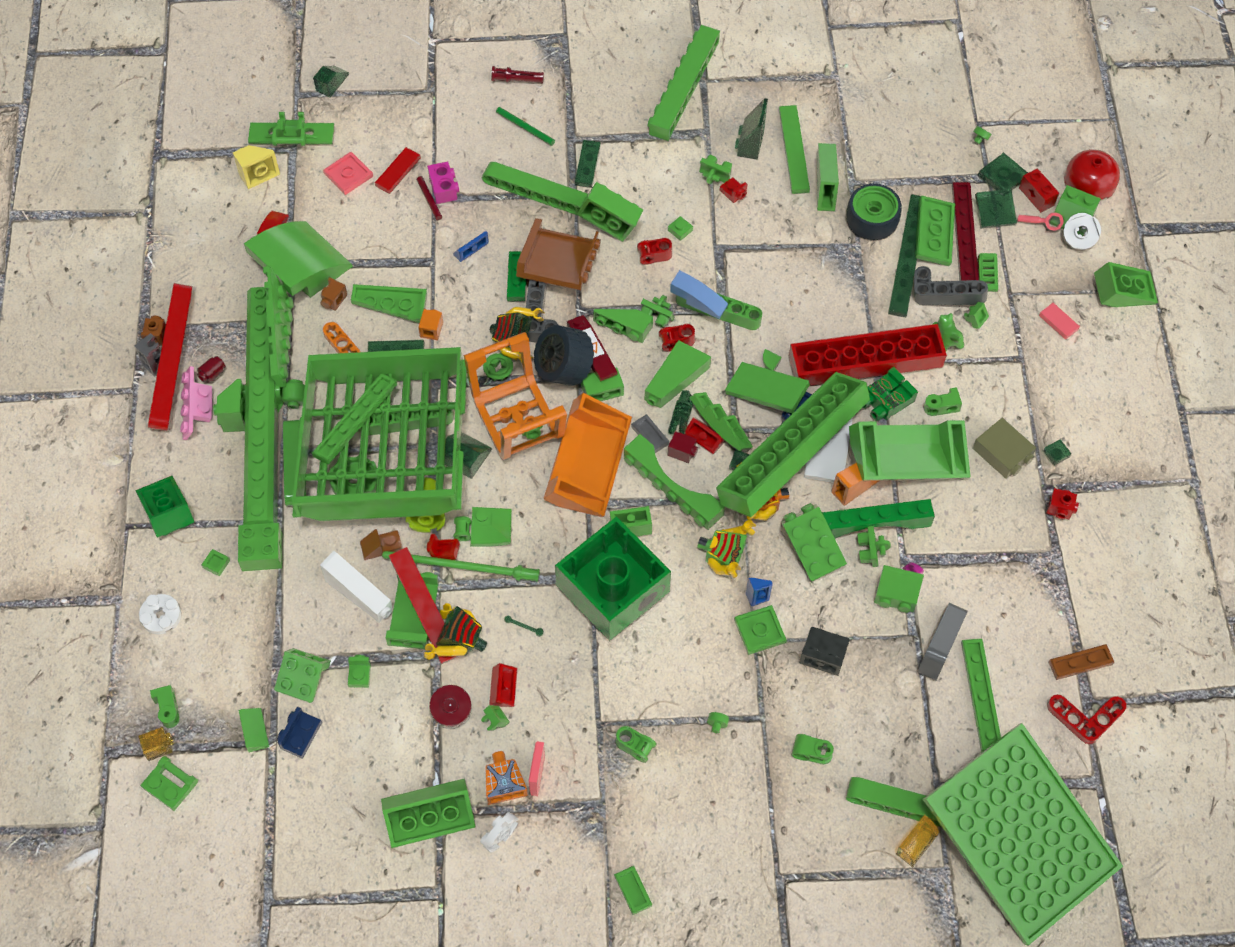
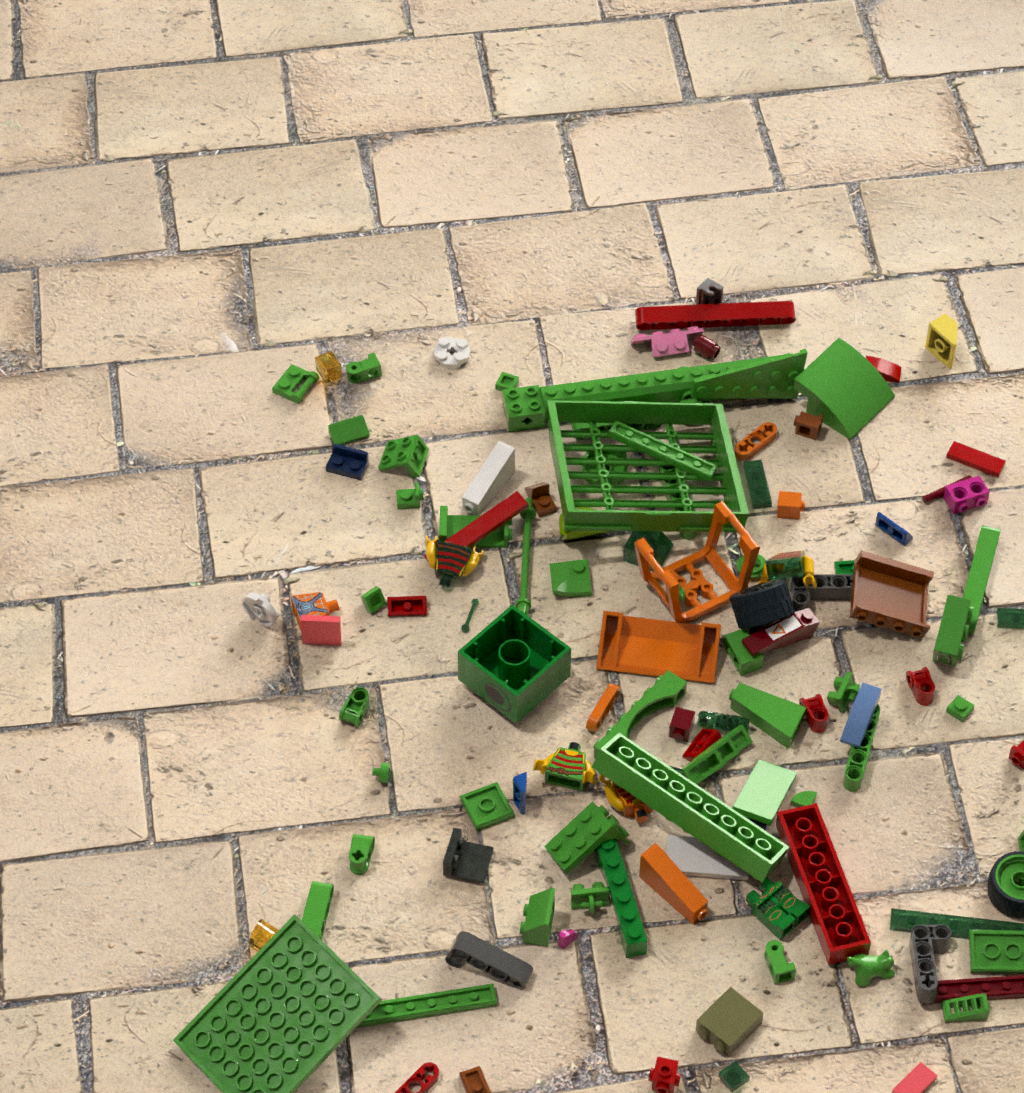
camera: 85 degrees right, 10 degrees down
(155, 326) = (740, 296): dark orange brick -> none
(165, 506) = (556, 336): green slope -> none
(231, 408) = (662, 357): bright green slope -> none
(291, 132) = (996, 351): bright green piece -> none
(348, 173) = (962, 420): coral tile -> none
(395, 301) = (812, 472): bright green wing -> none
(427, 813) = (278, 560): bright green slope -> none
(443, 548) = (540, 540): red bracket -> none
(450, 706) = (380, 565): dark red piece -> none
(462, 528) = (567, 554): bright green bush -> none
(628, 322) = (824, 668): bright green slope -> none
(633, 890) = (216, 720): bright green tile -> none
(636, 519) = (585, 683): bright green brick -> none
(651, 432) = (697, 698): flat silver tile -> none
(657, 513) = (603, 707): none -> orange beam
(910, 450) = (702, 921): bright green slope -> none
(977, 315) = (901, 995): bright green tile -> none

